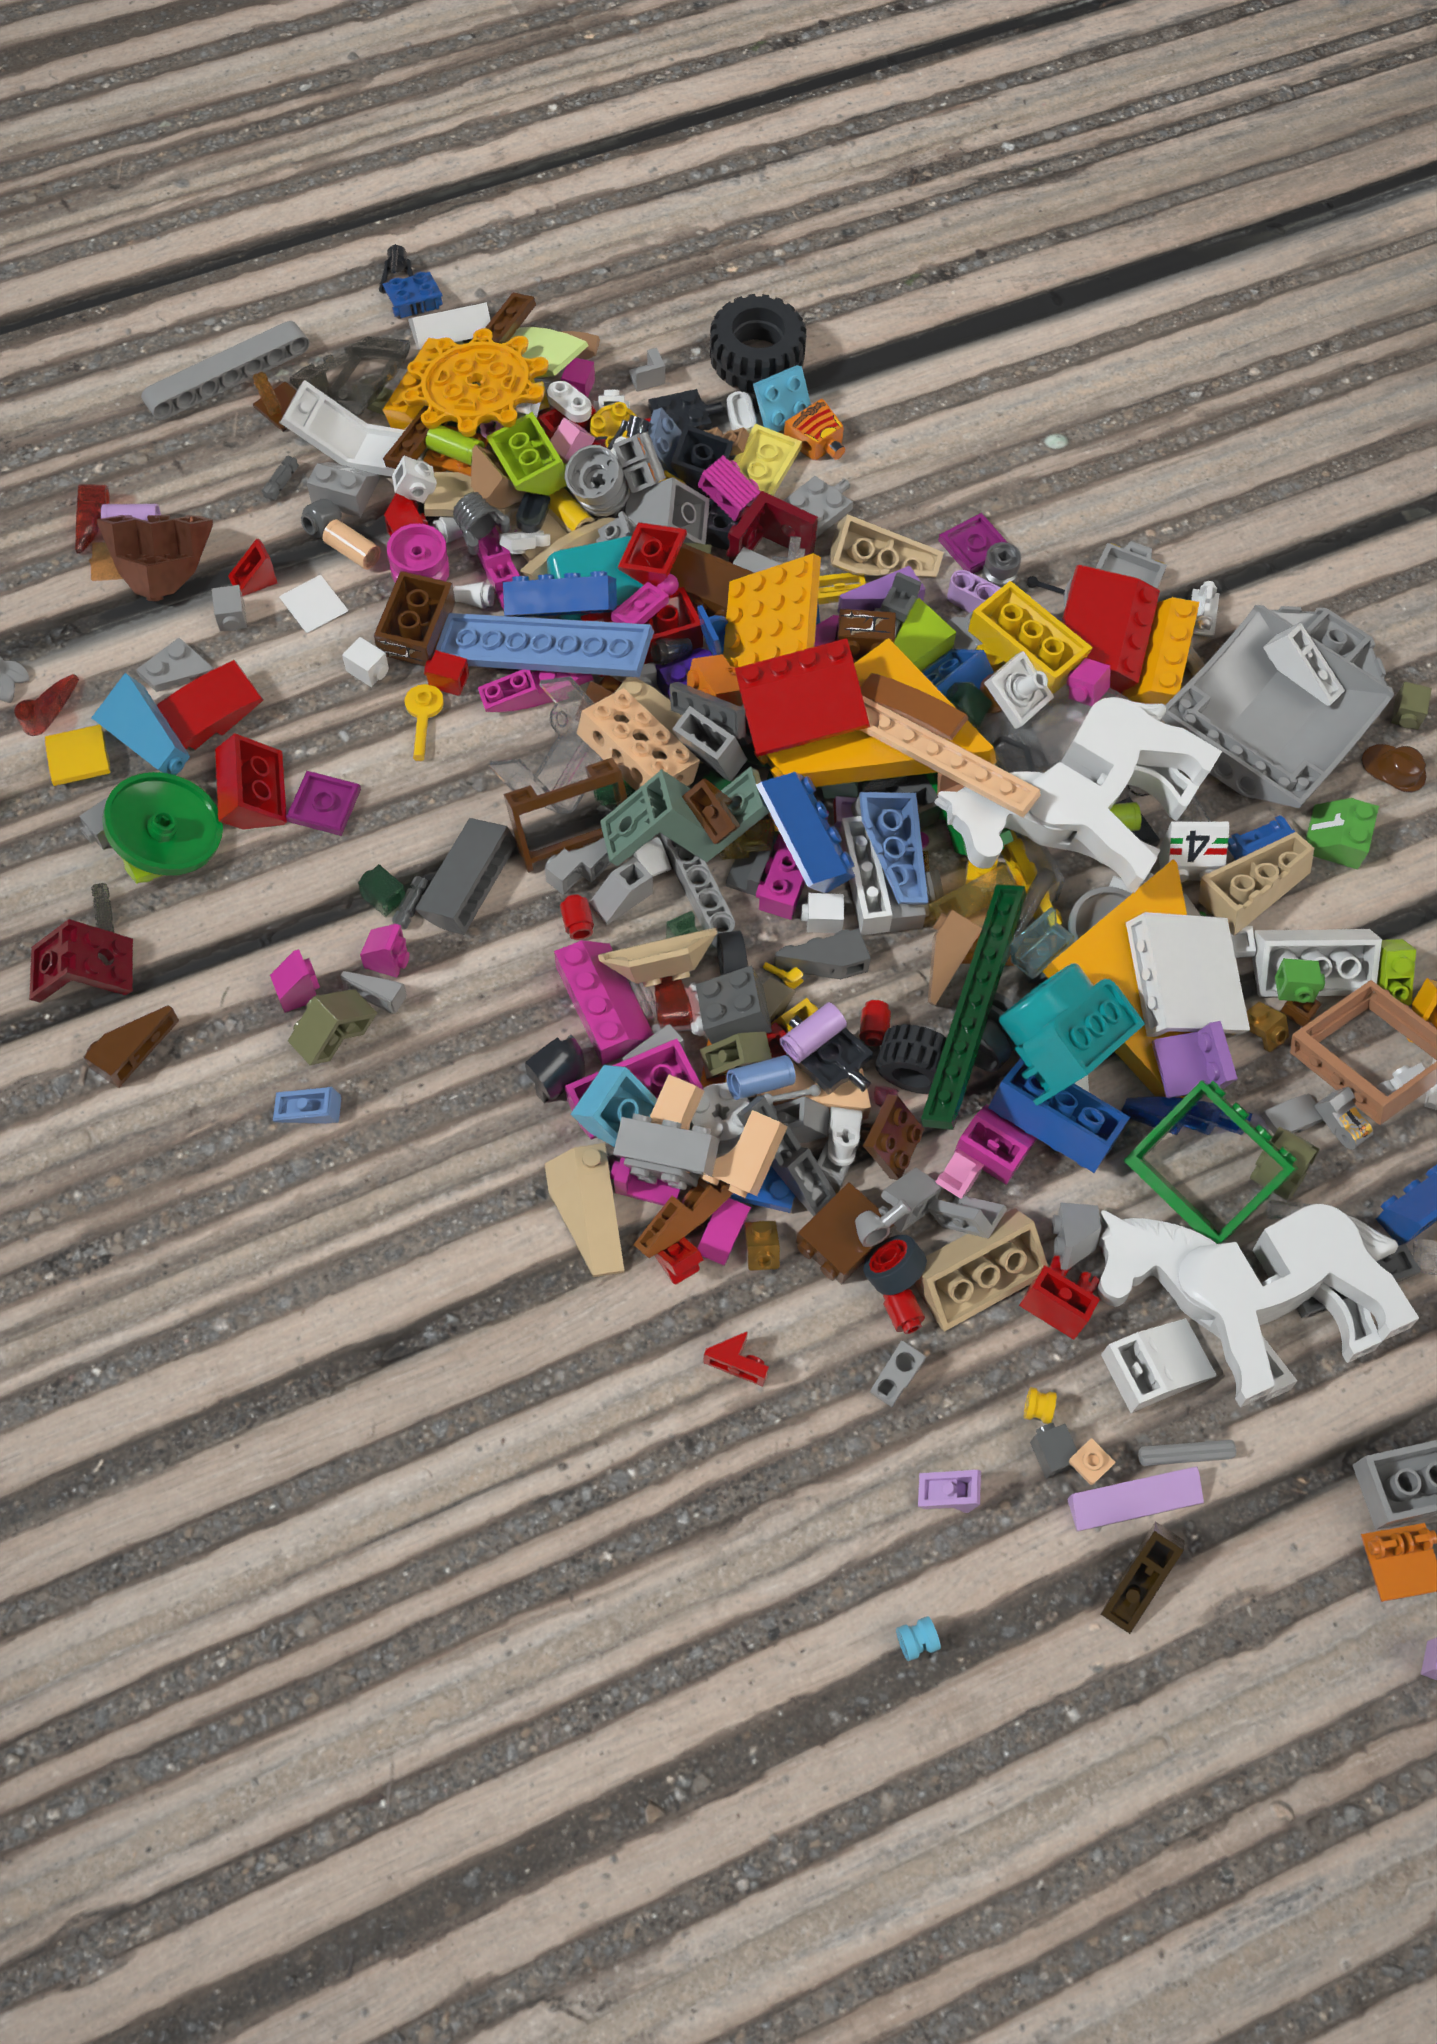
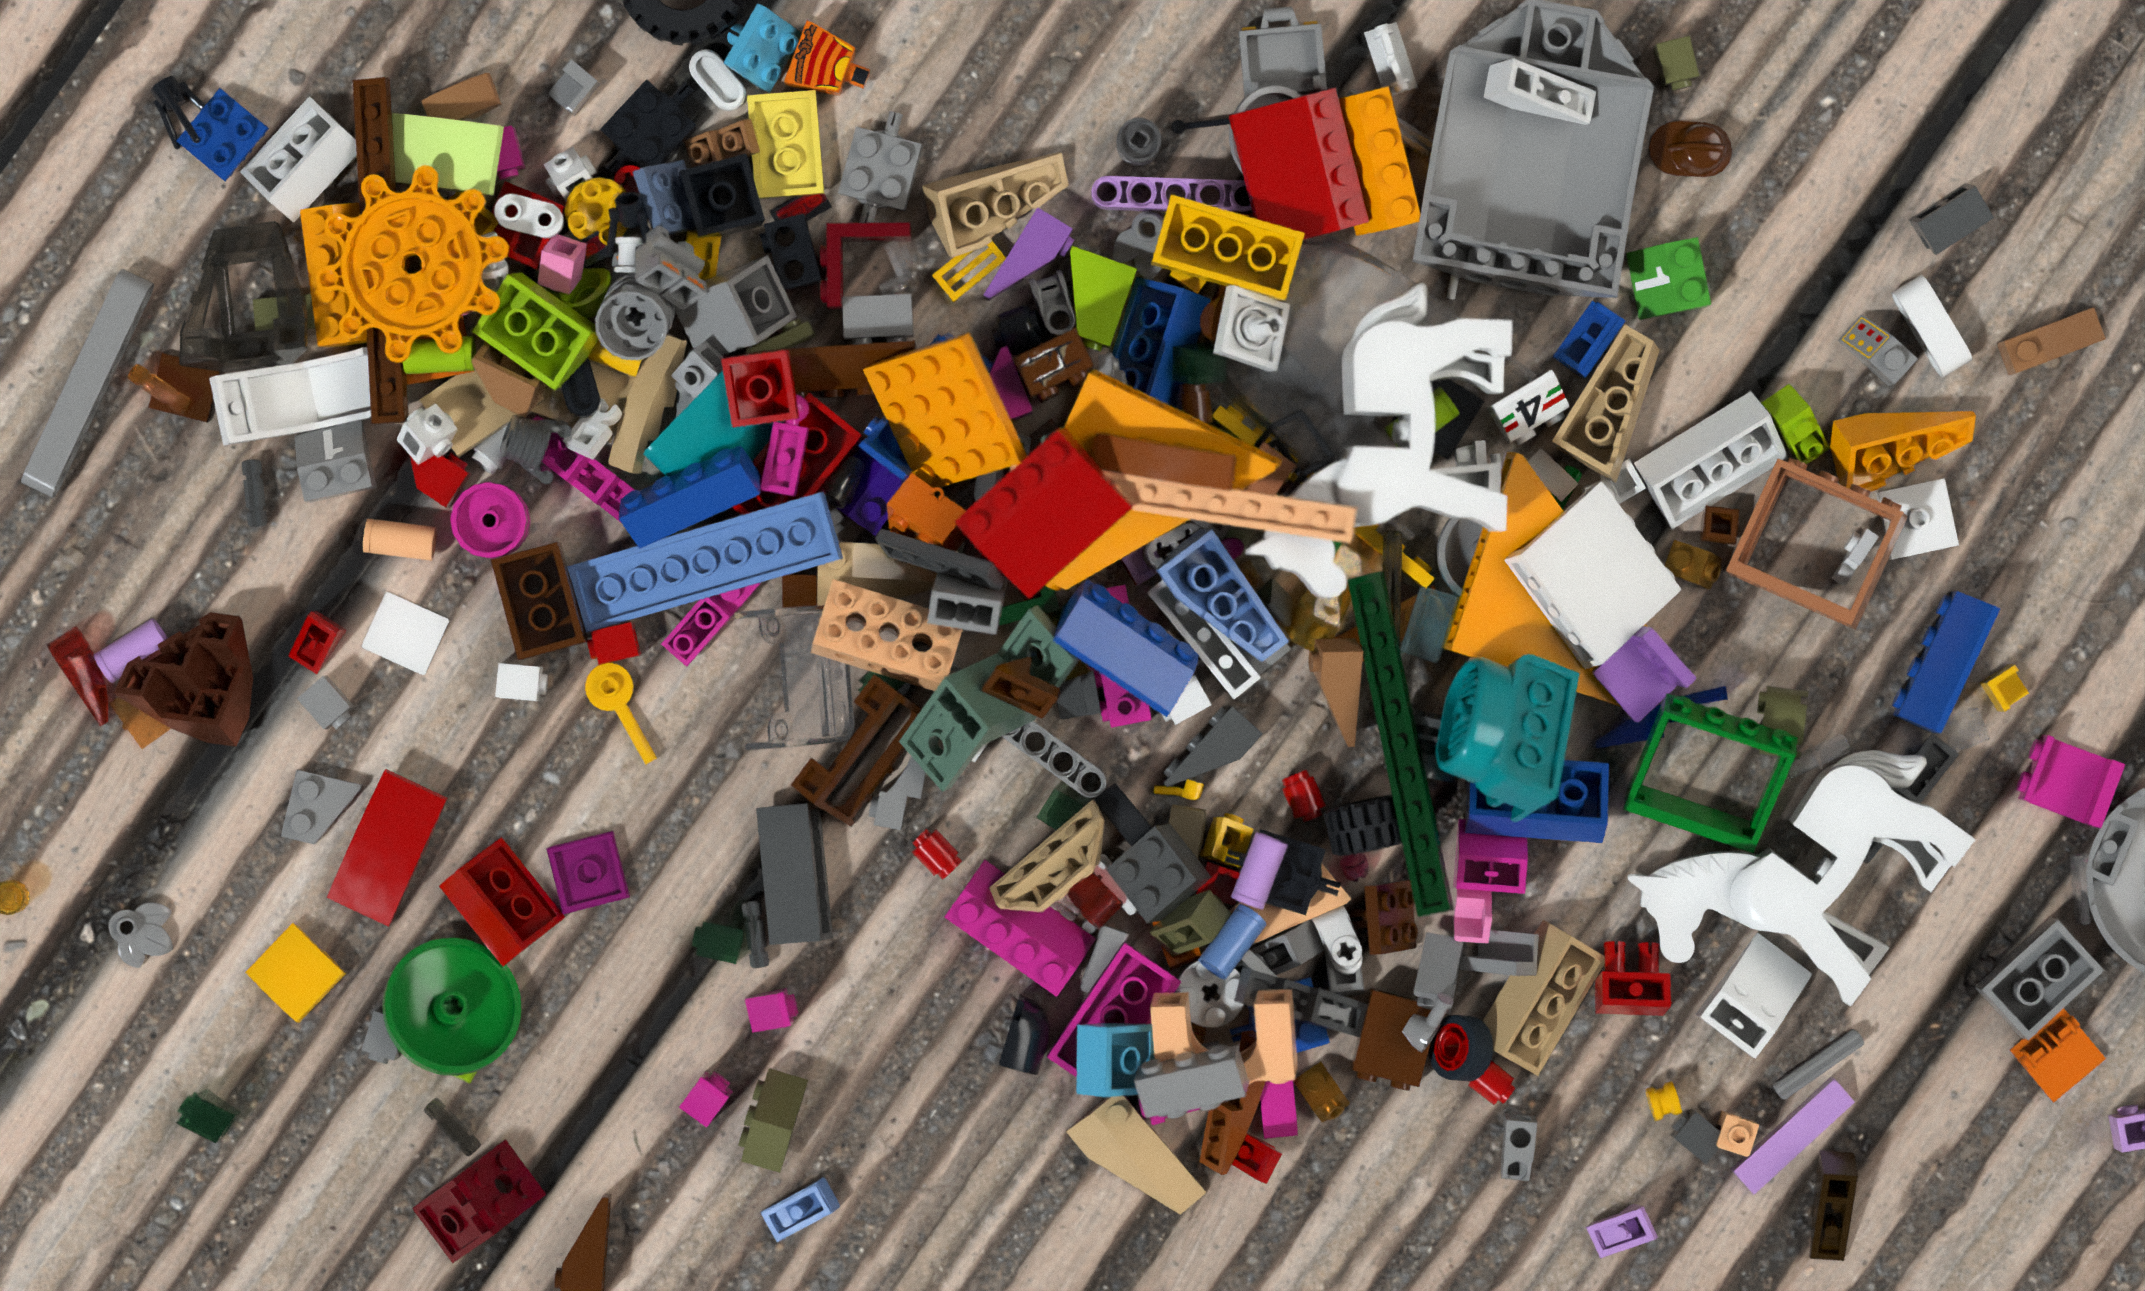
camera: 30 degrees left, 25 degrees up
(38, 714) = (217, 931): clear red piece -> none
(139, 724) = (349, 911): dark azure slope -> none
(318, 515) = (343, 525): dark grey head -> none
(377, 991) = (792, 1054): light grey slope -> none
(475, 594) = (579, 522): white cone -> none
(622, 890) = (965, 803): light grey slope -> none
(727, 1358) = (1353, 1223): red slope -> none
(729, 487) = (786, 233): dark pink brick -> none
(814, 1090) = (1251, 959): light grey hinge -> none
(901, 596) = (1056, 268): dark grey bracket -> none
(970, 542) = (1087, 112): magenta tile -> none
(1076, 1232) = (1616, 912): light grey slope -> none
(1088, 682) = (1319, 270): dark pink brick -> none
(1293, 1114) = (1766, 653): light grey slope -> none
(1299, 980) = (1707, 508): bright green brick -> none
(1344, 1118) = (1816, 629): light grey leg -> none

